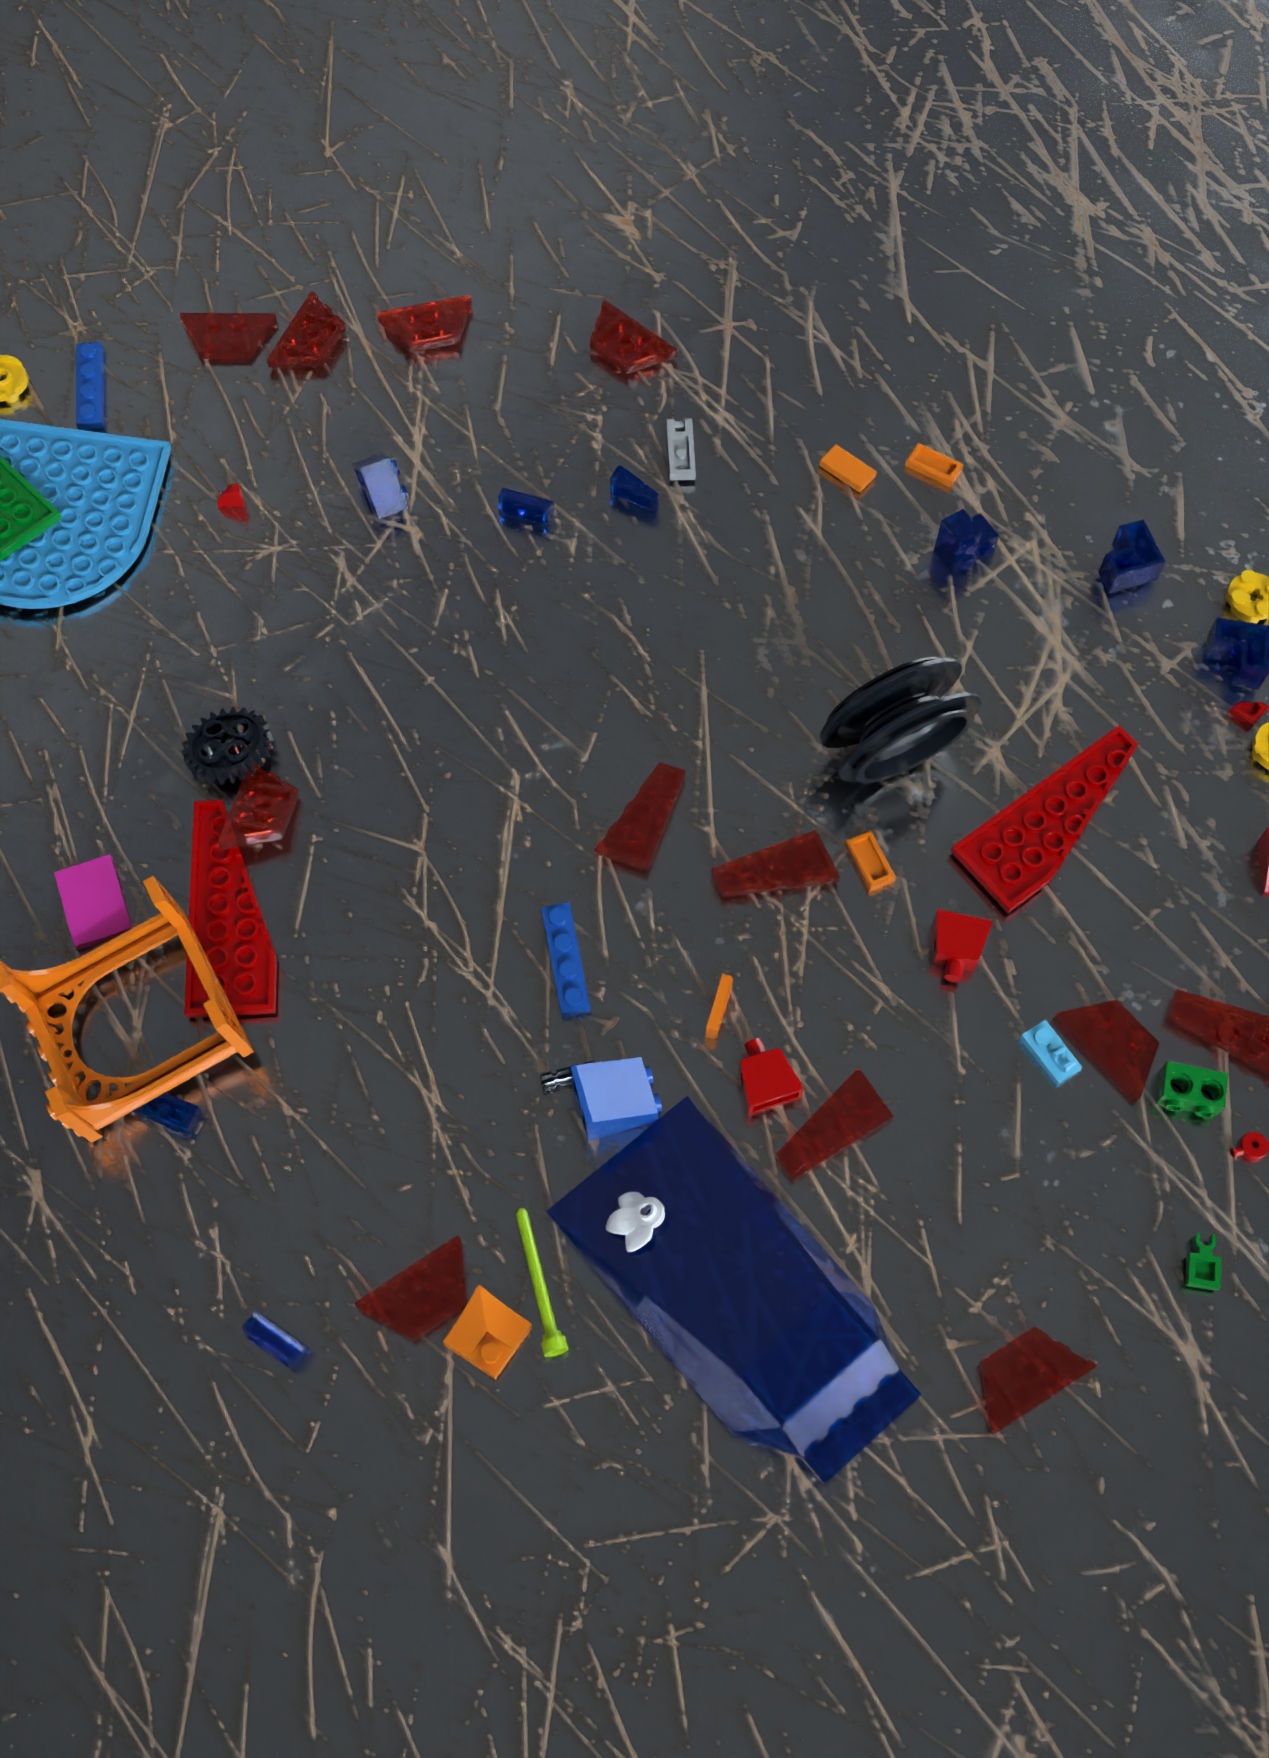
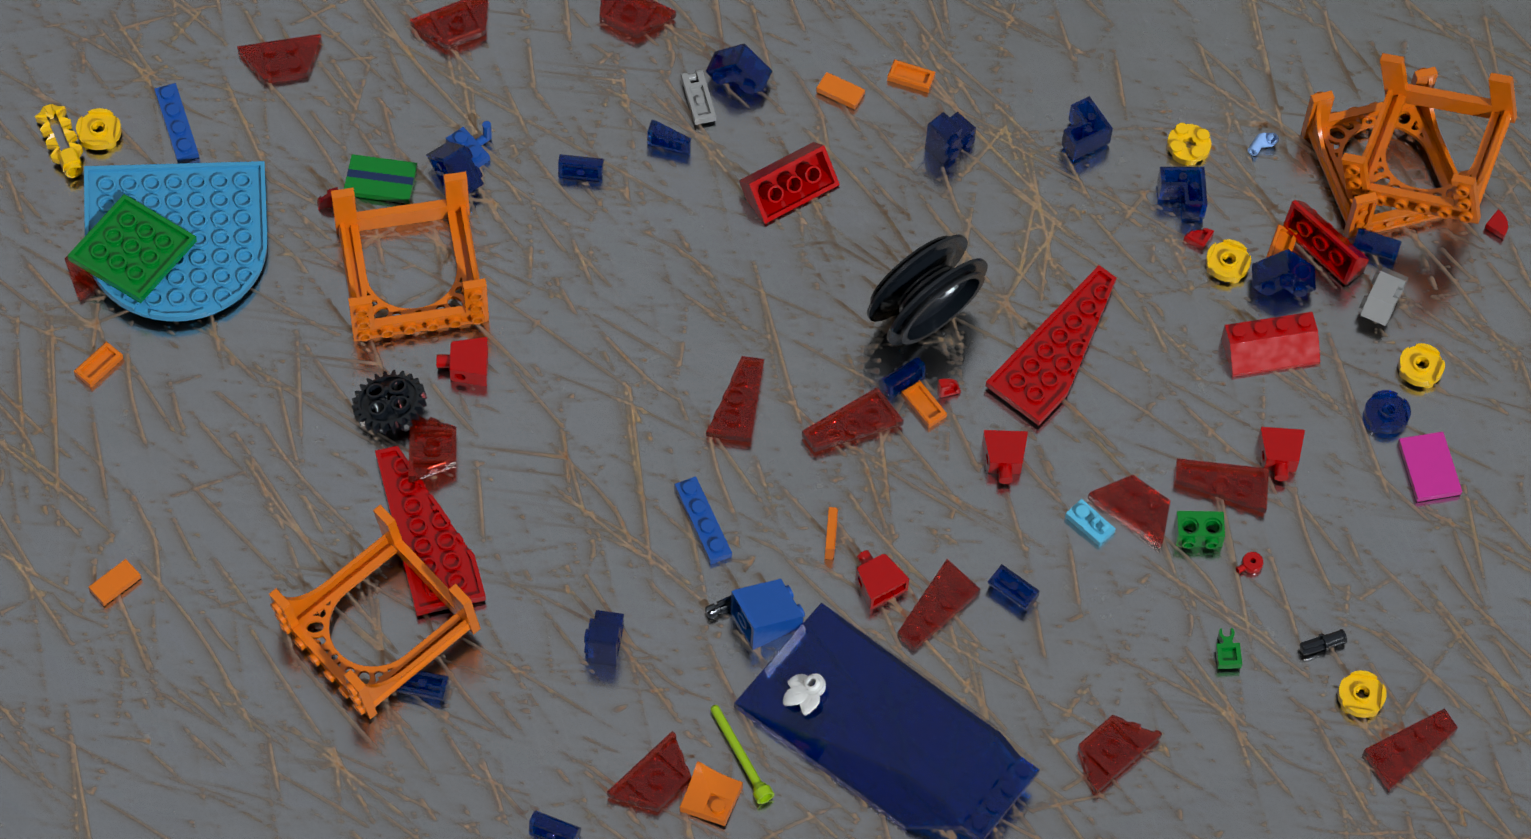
camera: 15 degrees left, 5 degrees down
(93, 902) = (315, 542): dark pink tile -> none
(295, 483) = (381, 178): none -> green tile
(308, 337) = (356, 49): clear red wing -> none
(333, 711) = (466, 361): none -> red torso
(354, 627) = (412, 320): none -> orange arch
(403, 1091) = (604, 637): none -> clear blue brick
(409, 465) = (463, 137): none -> blue plate
(737, 421) = (739, 65): none -> clear blue brick
(764, 563) = (789, 182): none -> red slope
(850, 823) = (902, 378): none -> clear blue brick
(903, 845) = (947, 387): none -> red tile
(936, 1123) = (1014, 587): none -> clear blue brick

